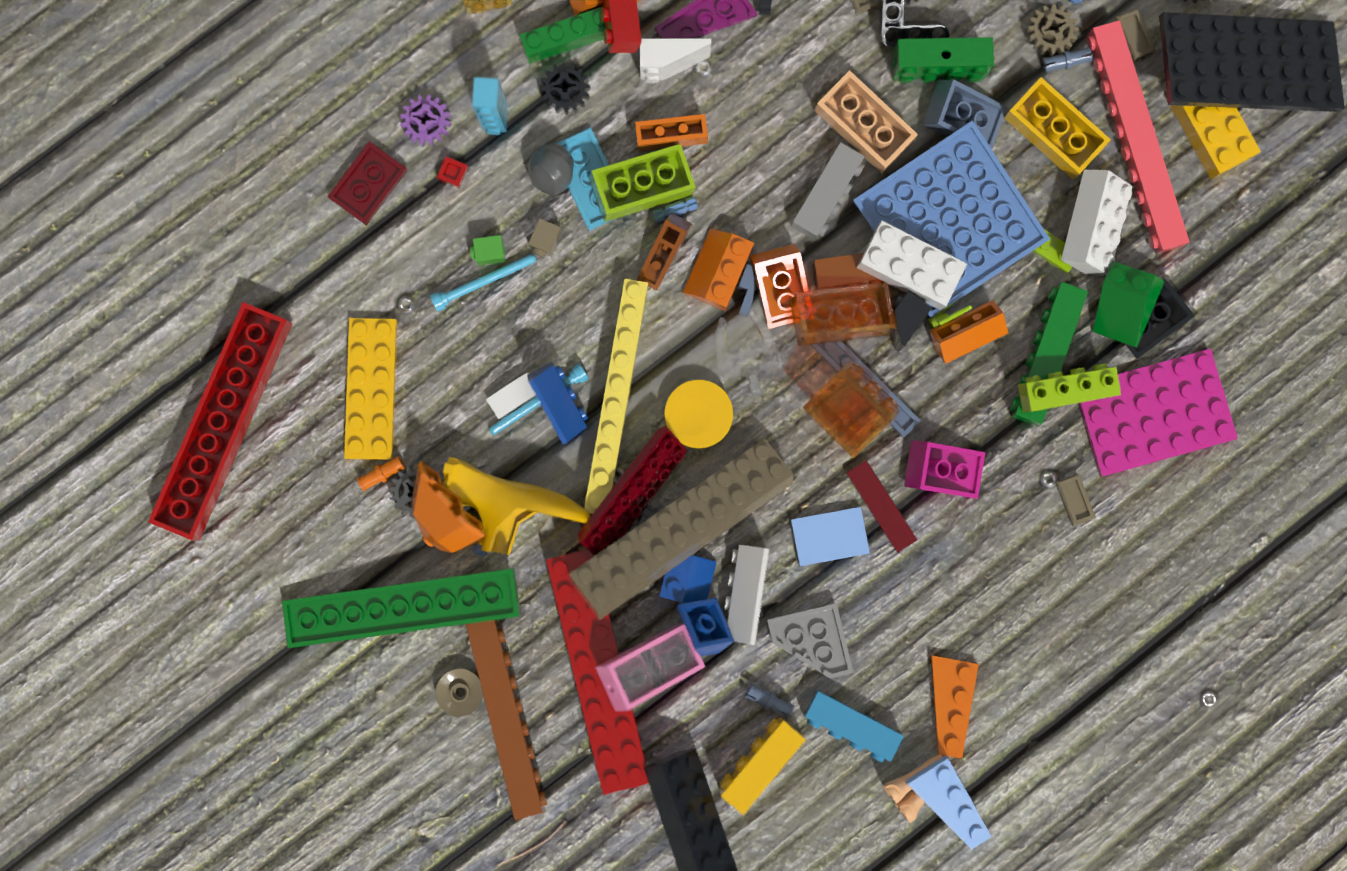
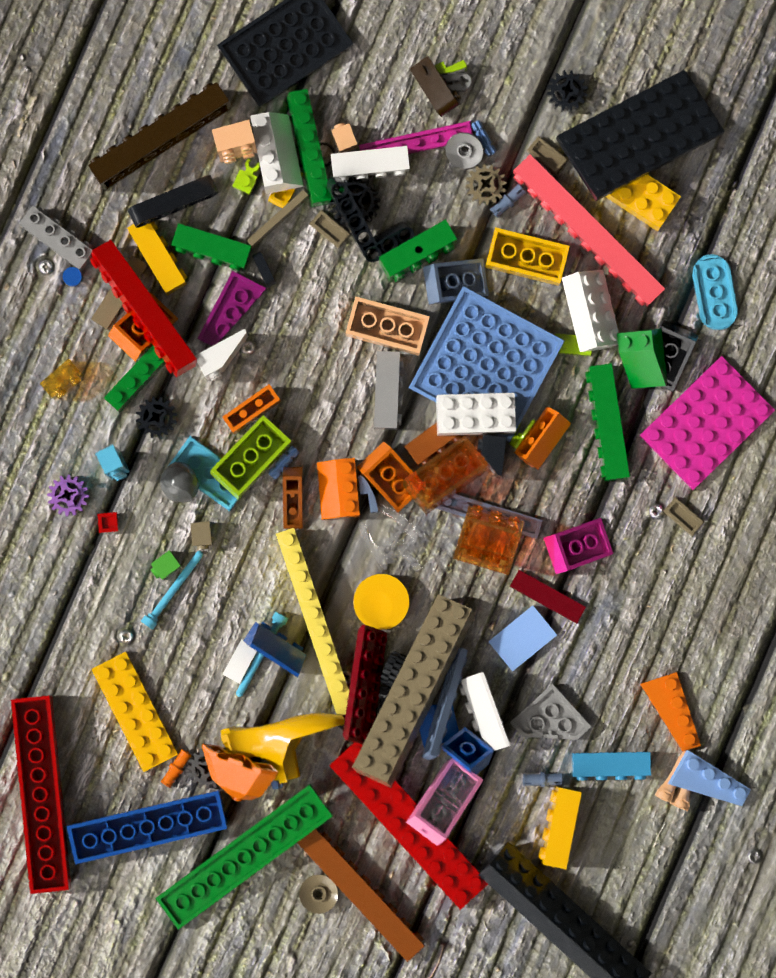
camera: 30 degrees left, 0 degrees up
(314, 519) = (147, 827): none -> blue brick
(367, 183) = (50, 564): dark red plate -> none
(671, 491) = (392, 668): none -> black tyre
(702, 567) = (443, 710): none -> sand blue plate
(1069, 389) = (636, 441): lime brick -> none
(1239, 277) = (715, 292): none -> medium azure tile

